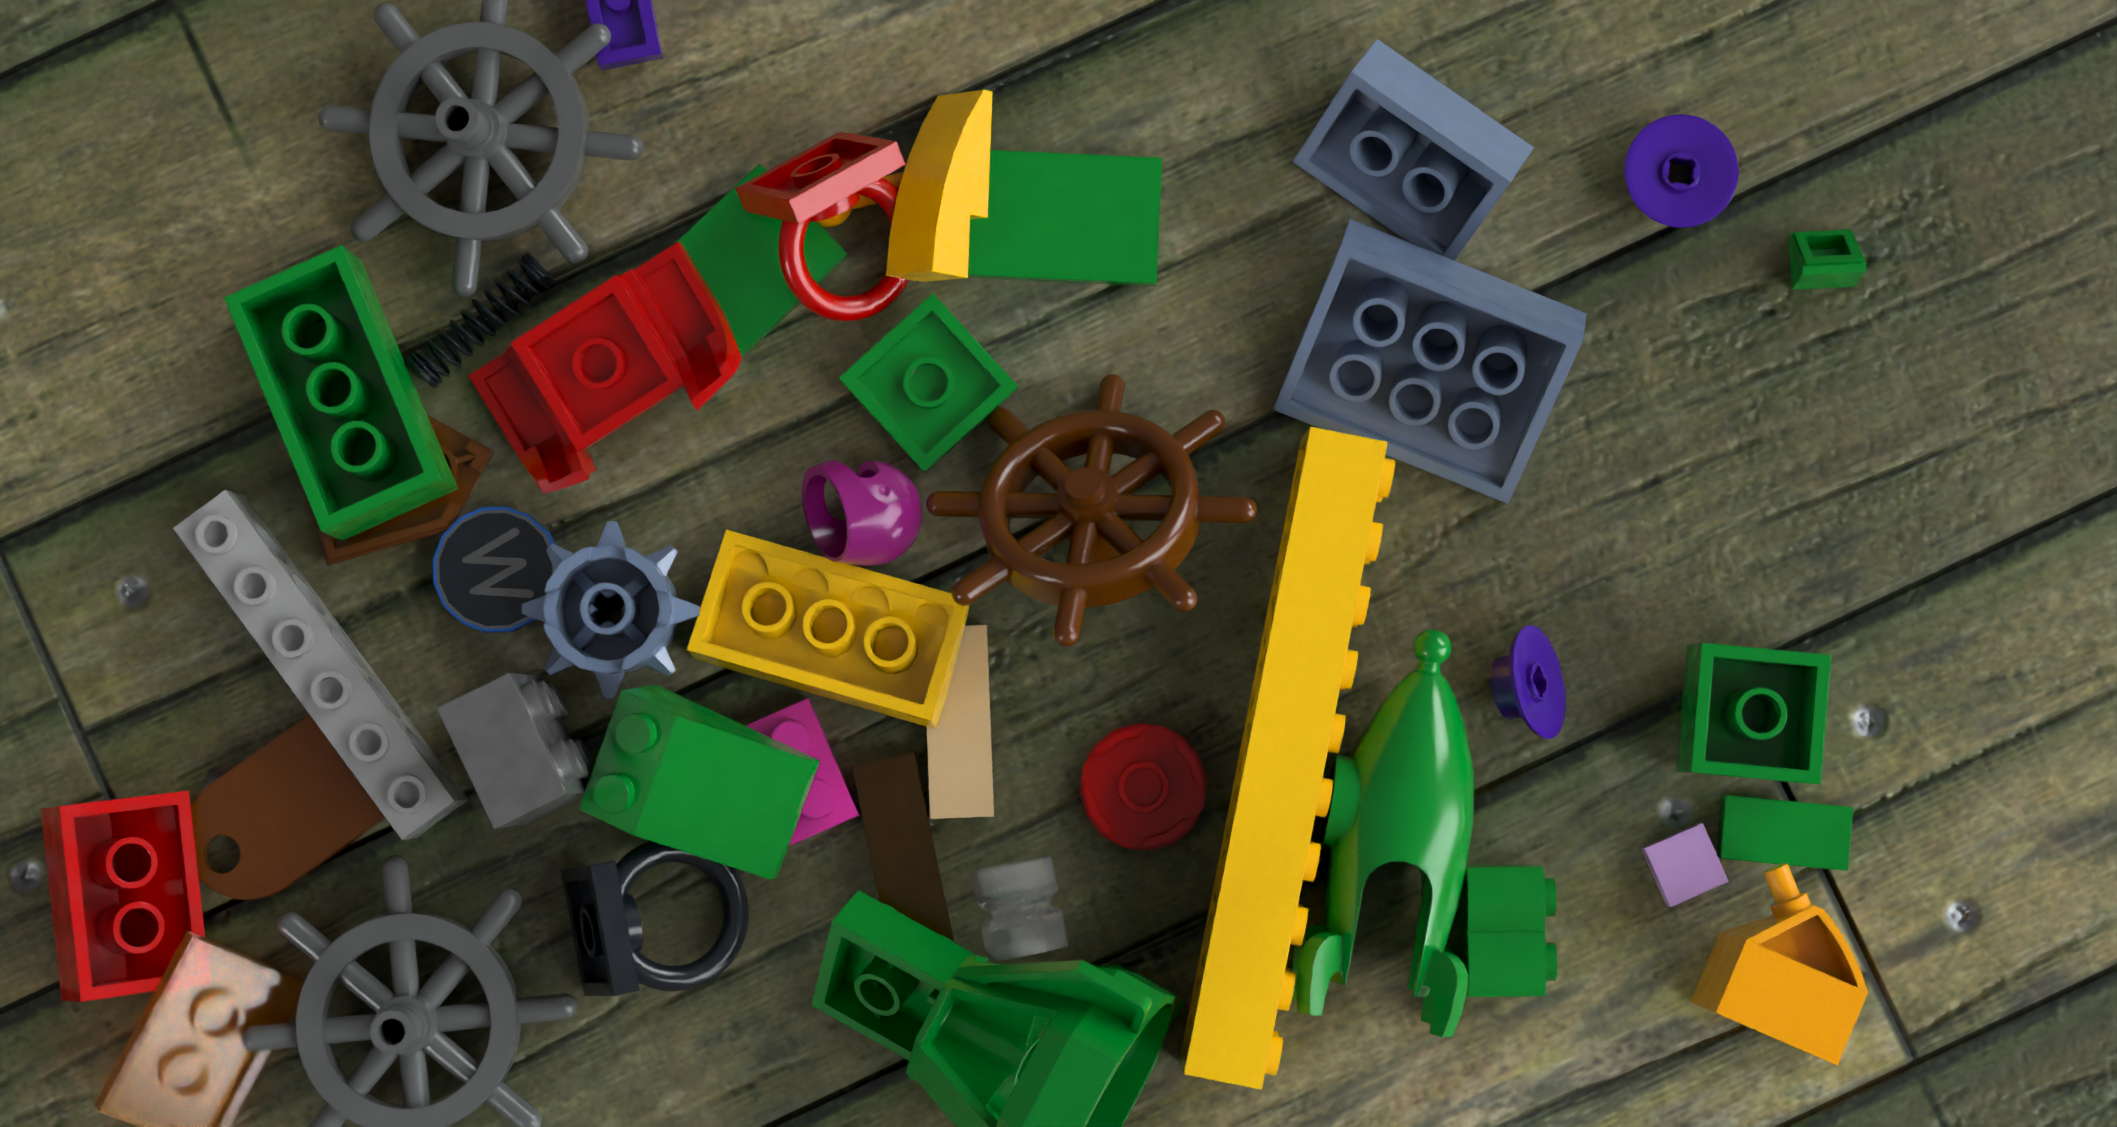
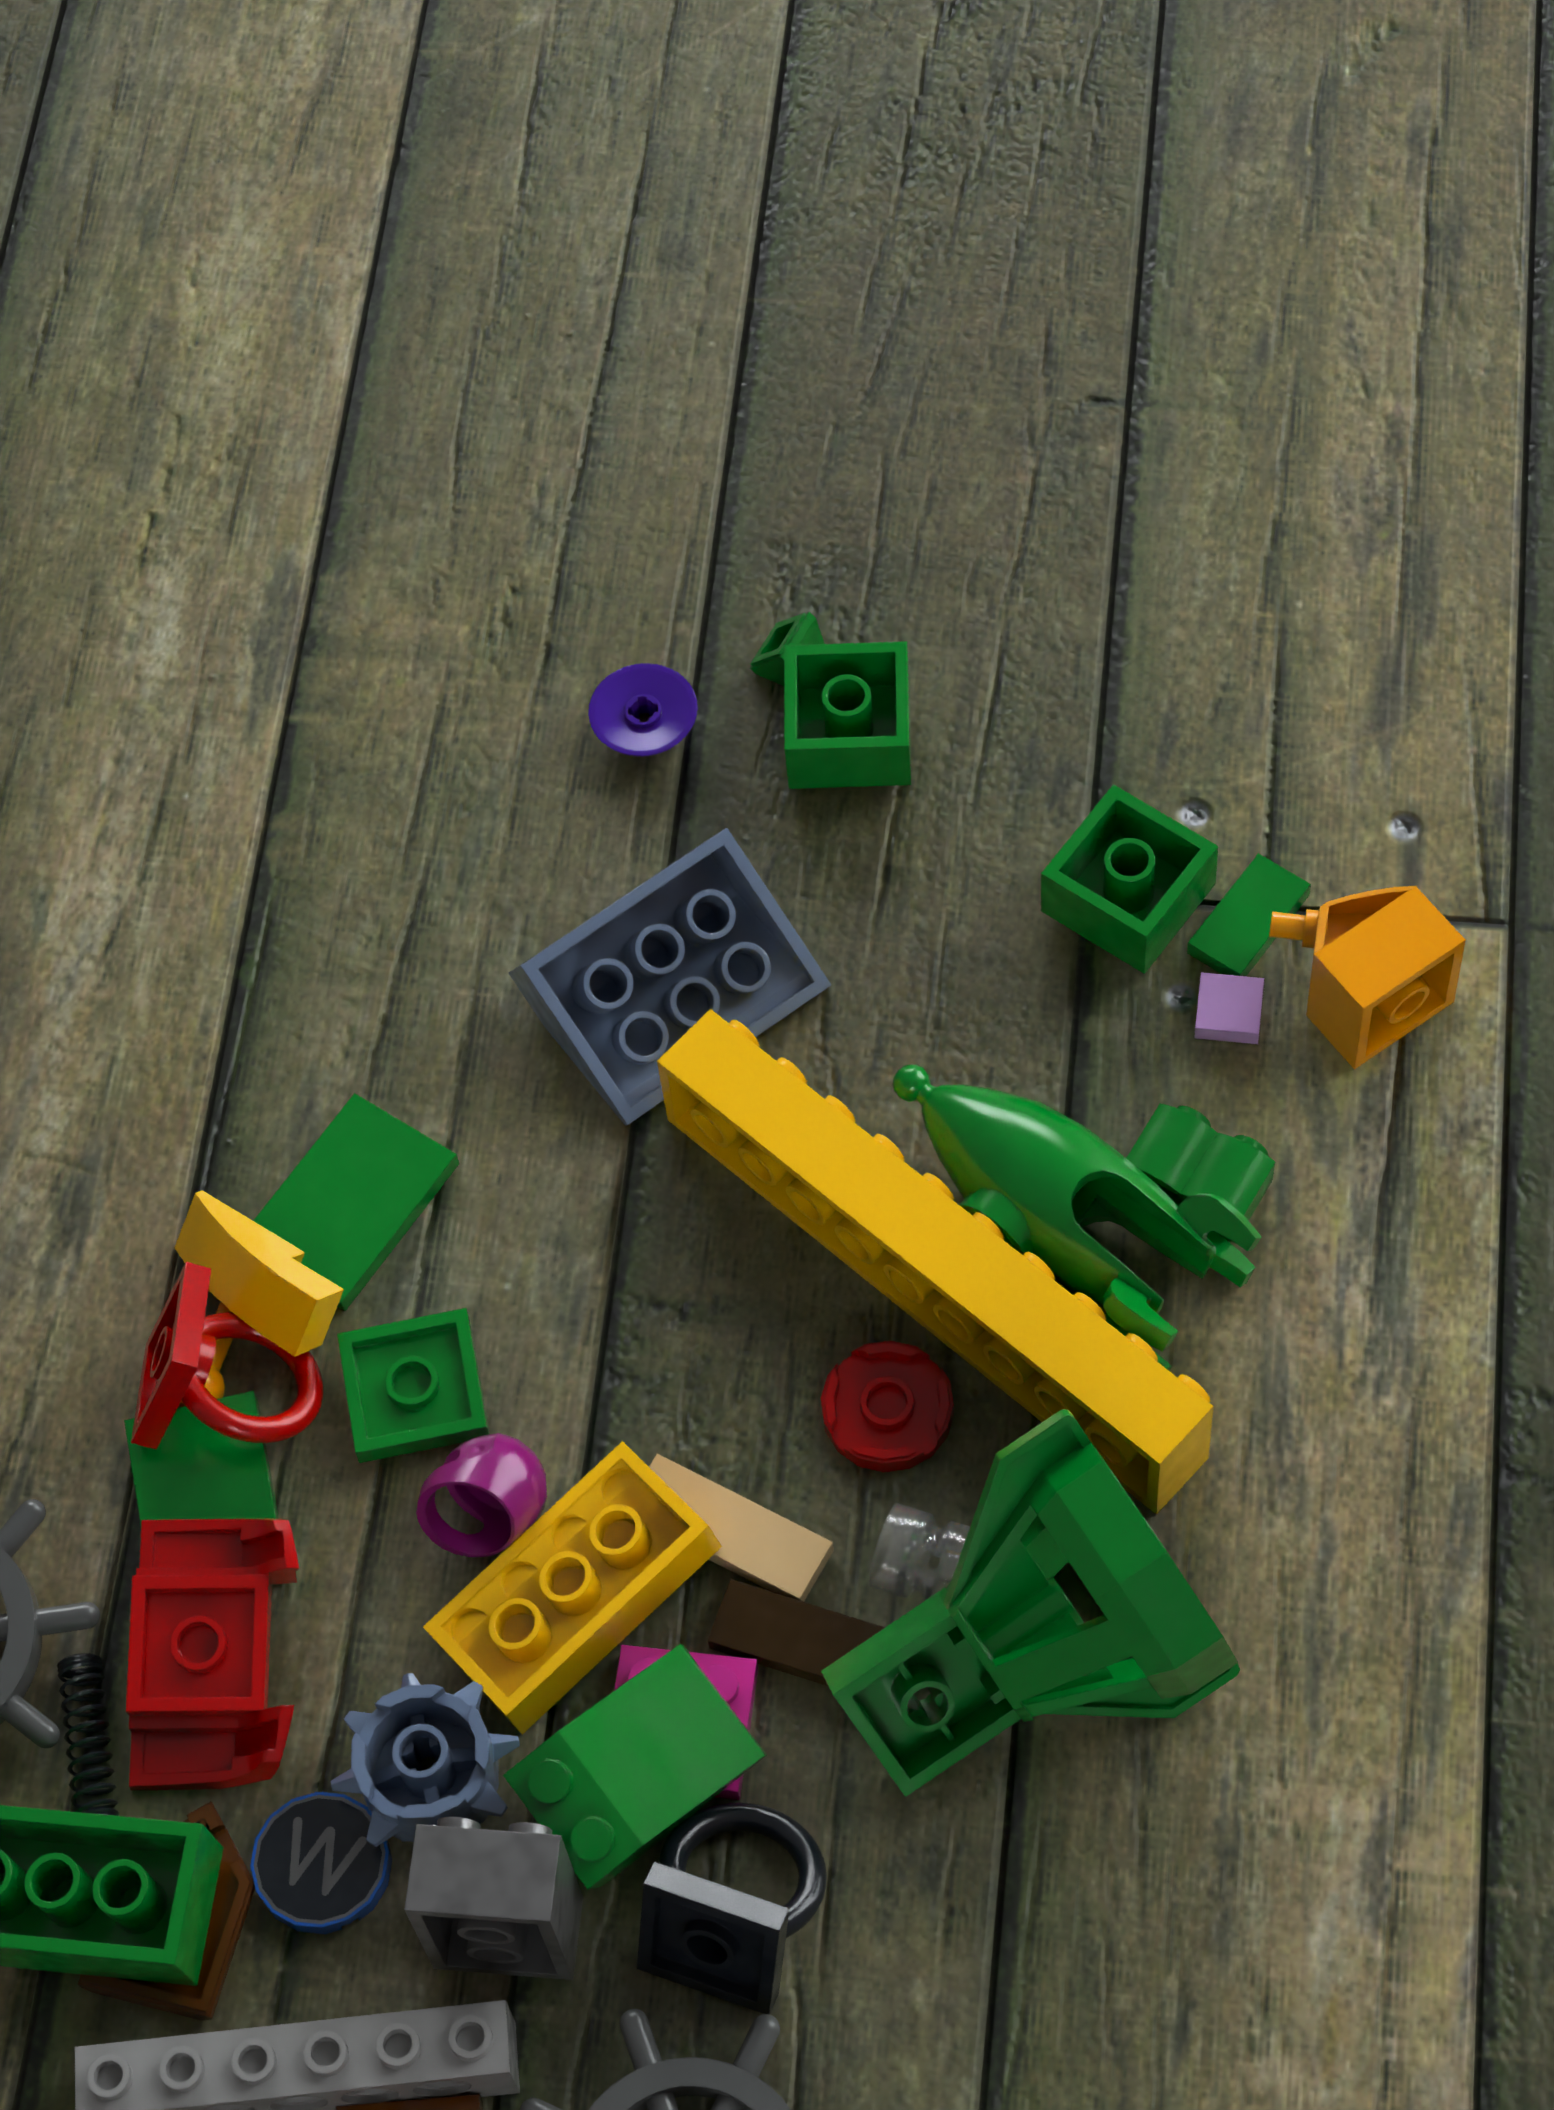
camera: 50 degrees left, 25 degrees down
(1104, 554) = (609, 1286): reddish brown piece -> none
(1412, 153) = (487, 899): sand blue slope -> none
(1530, 683) = (993, 1042): dark purple piece -> none
(1779, 363) = (847, 715): none -> green brick

